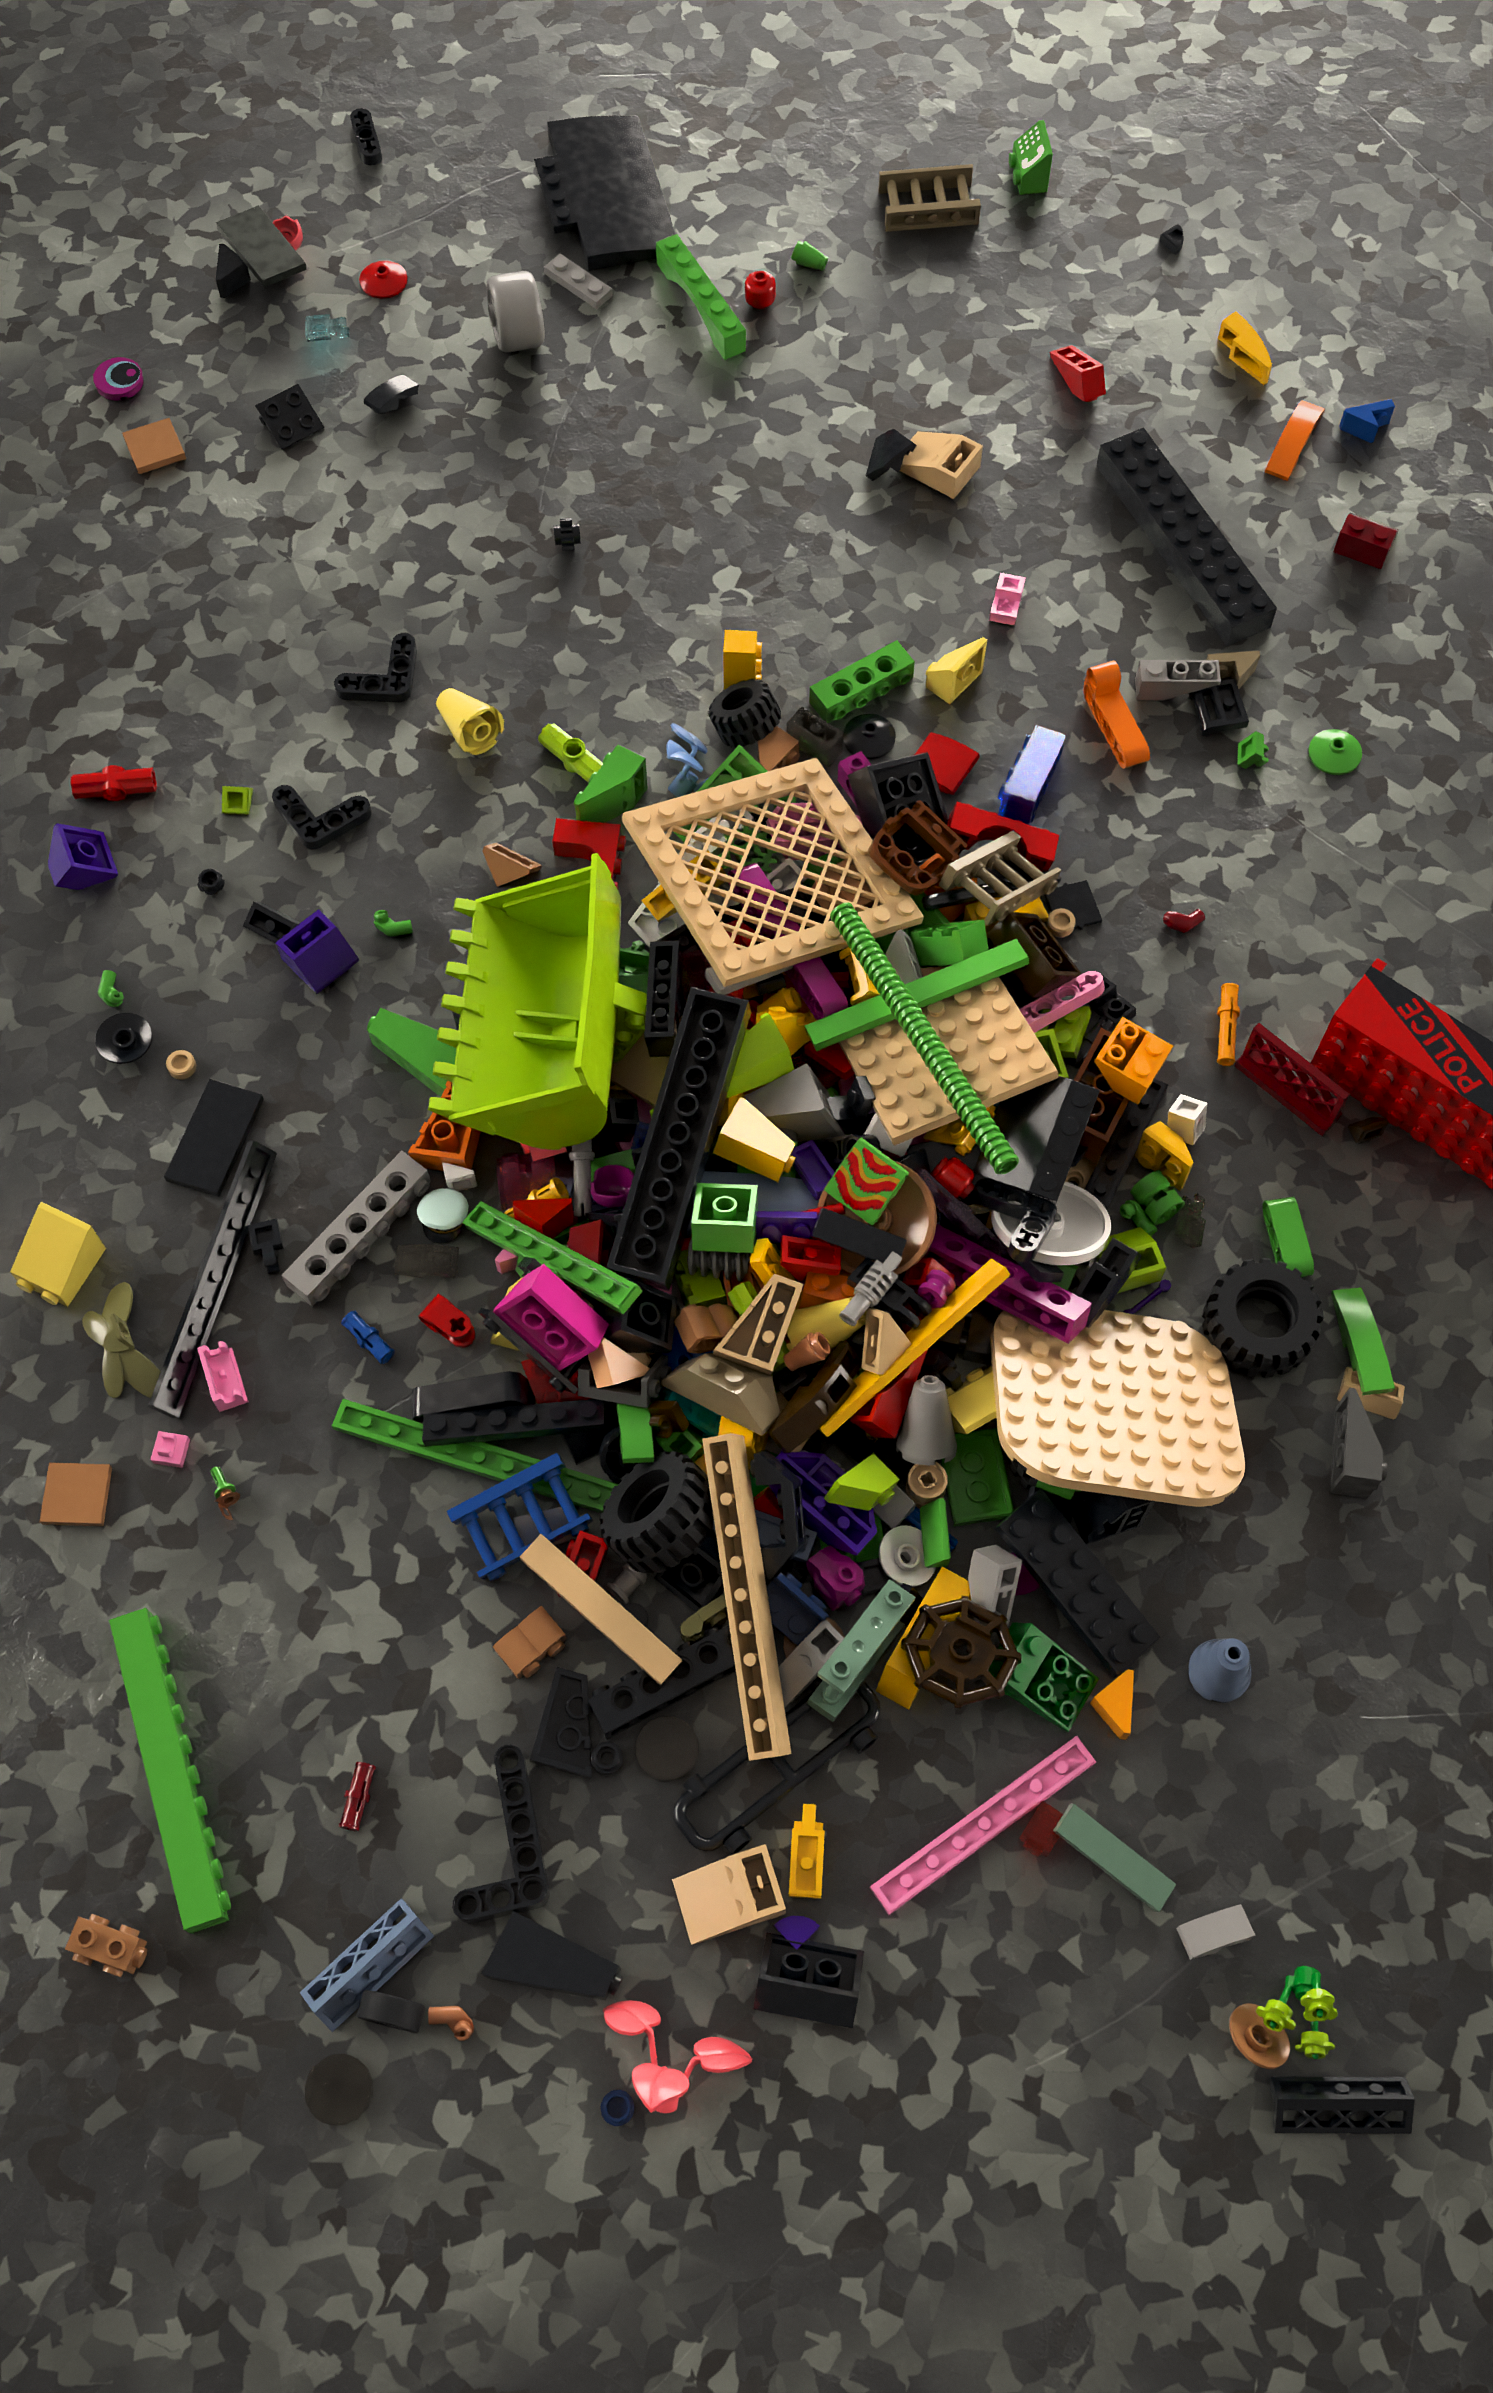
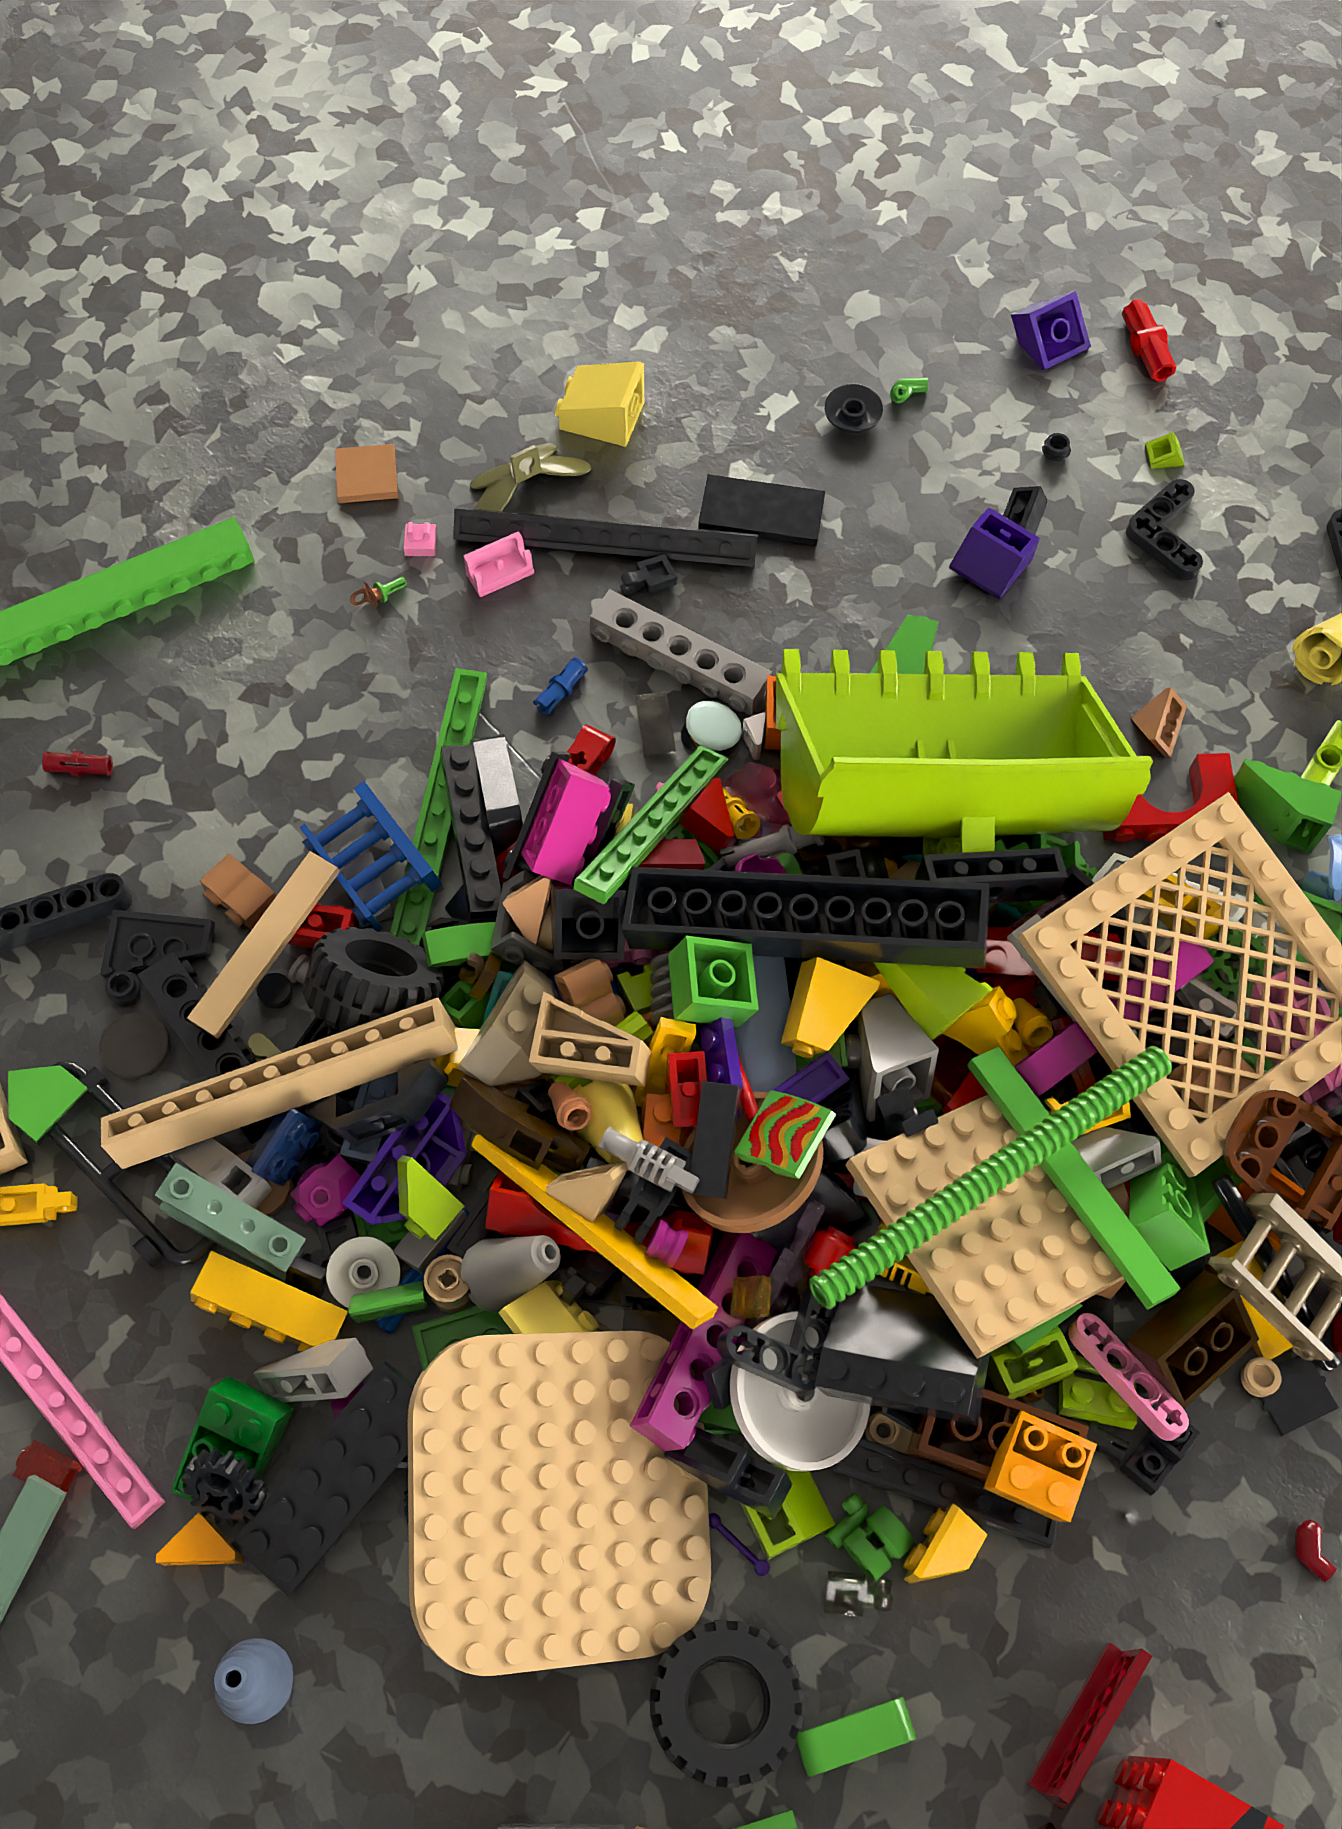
camera: 80 degrees right, 0 degrees up
(181, 1064) = (838, 466): tan tile -> none
(390, 927) = (1048, 619): bright green arm -> none
(713, 1826) = (41, 1098): none -> bright green slope
(961, 1668) = (238, 1357): dark brown plate -> none
(980, 1240) = (751, 1297): none -> clear yellow tile
(1080, 1669) = (224, 1487): none -> black gear
(1188, 1118) = (999, 1574): white brick -> none
(1228, 1016) = (1211, 1626): light orange pin -> none

